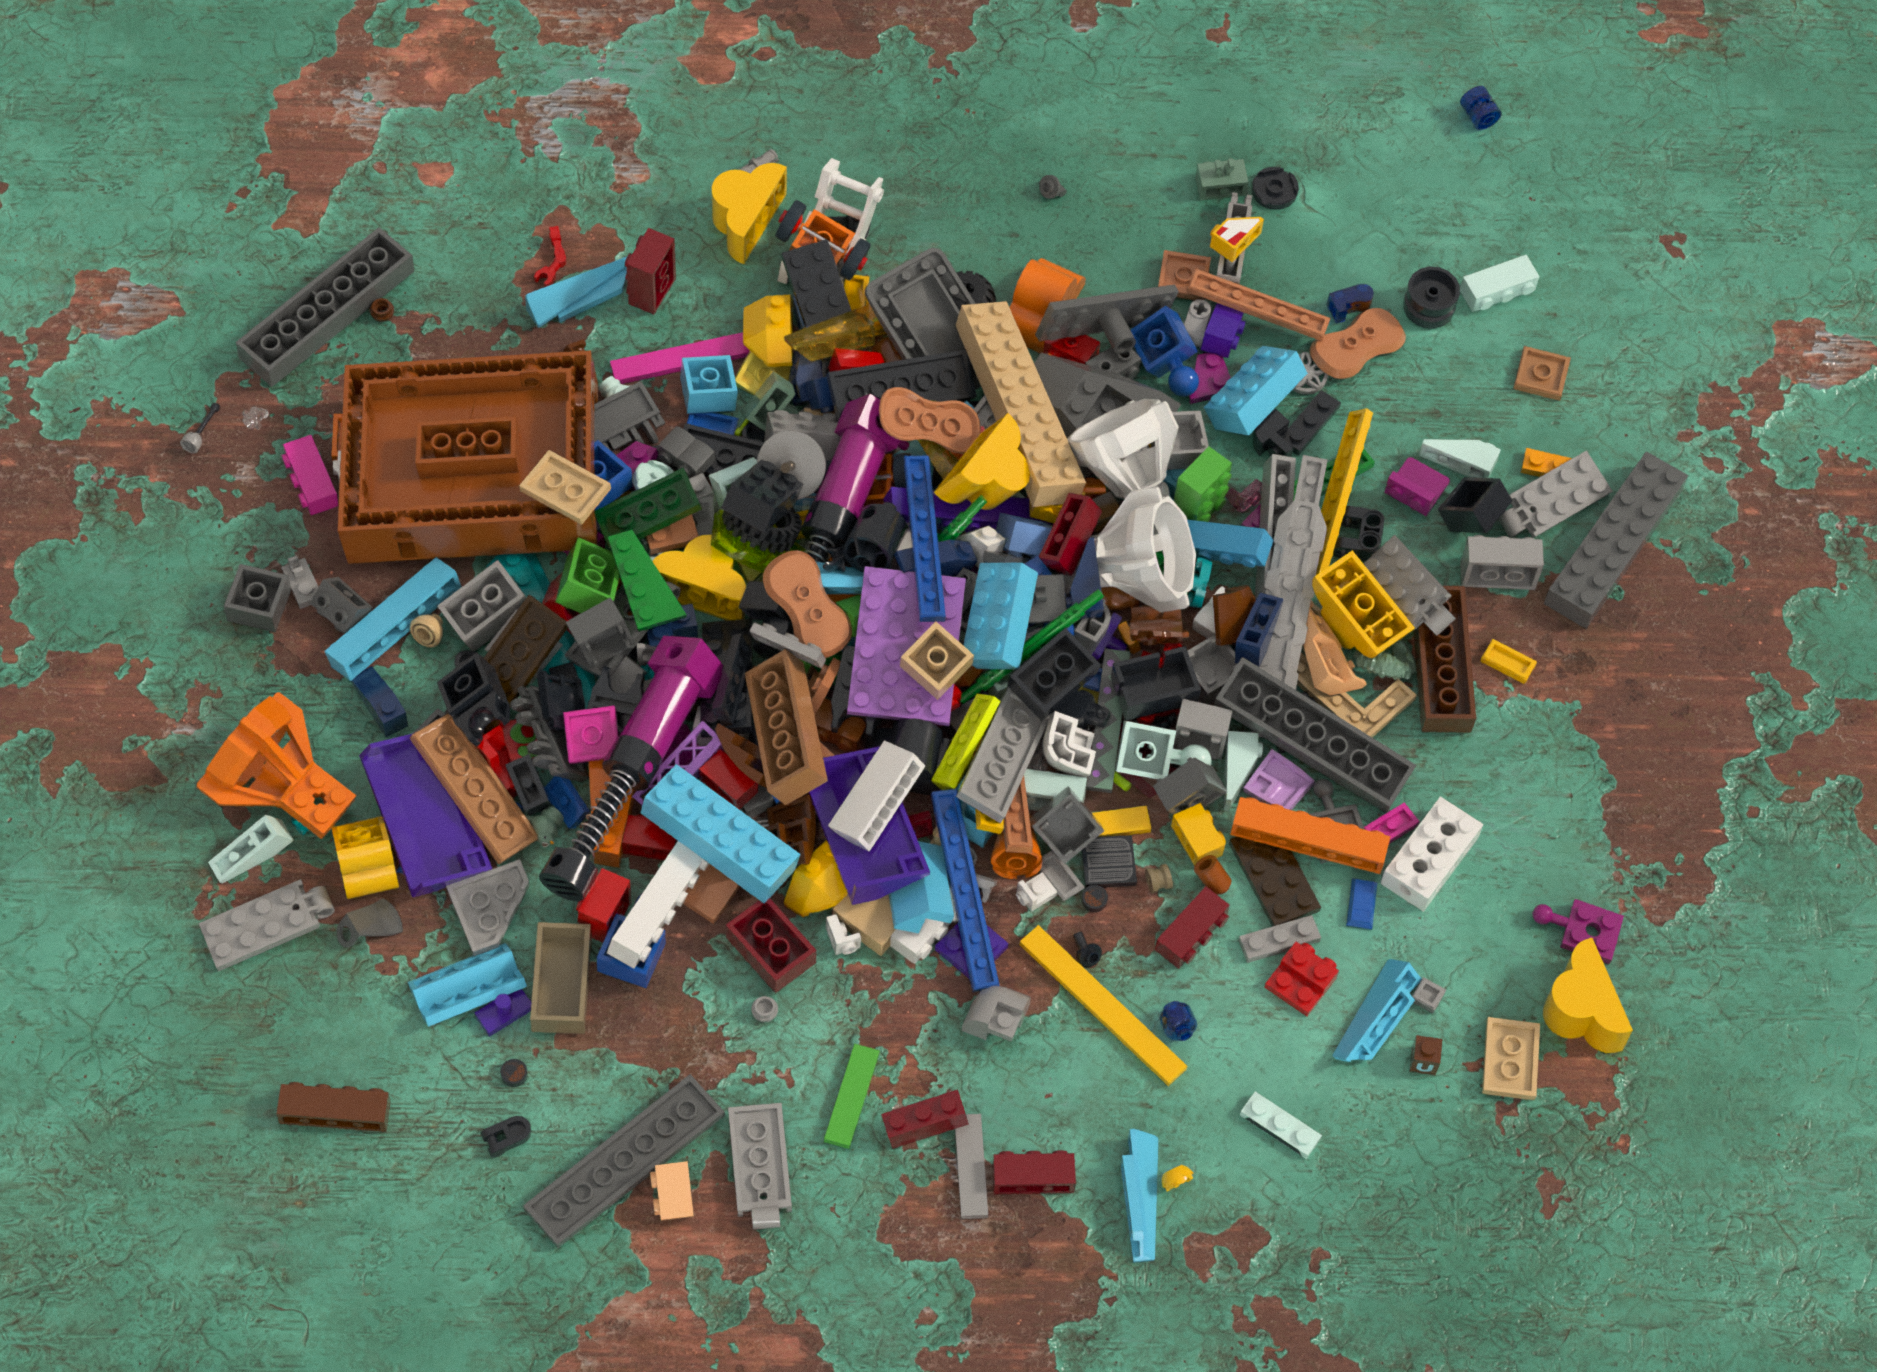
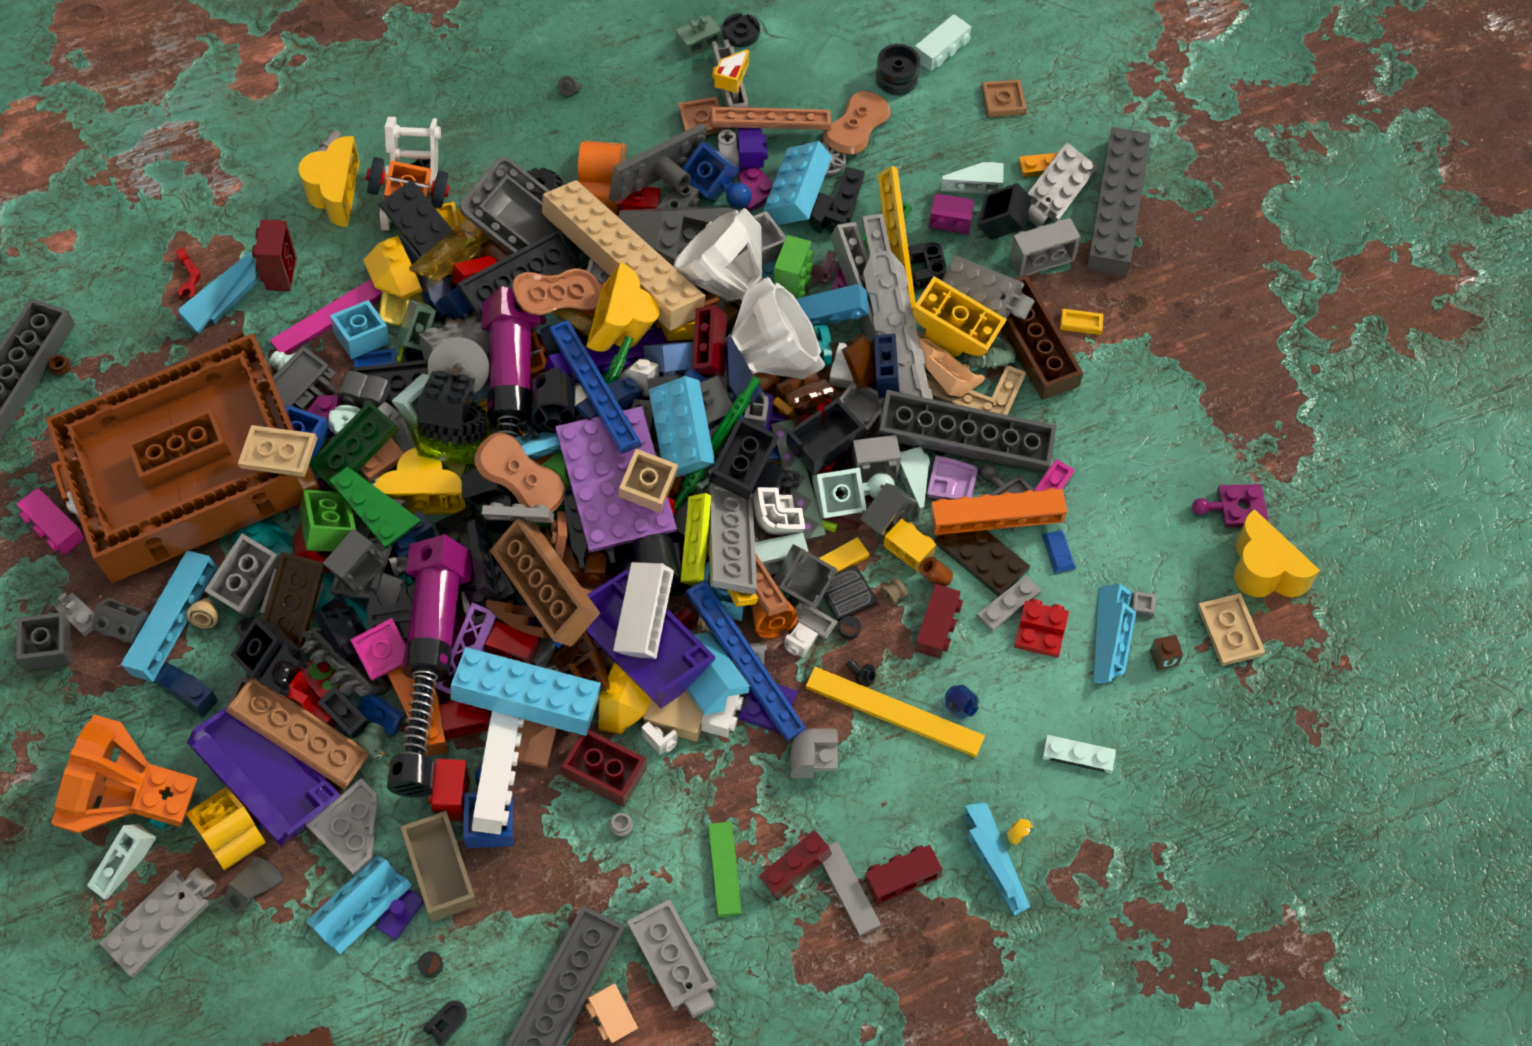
camera: 20 degrees left, 0 degrees up
(1349, 300) = (835, 93): clear blue leg -> none
(1431, 854) = (1096, 491): white brick -> none

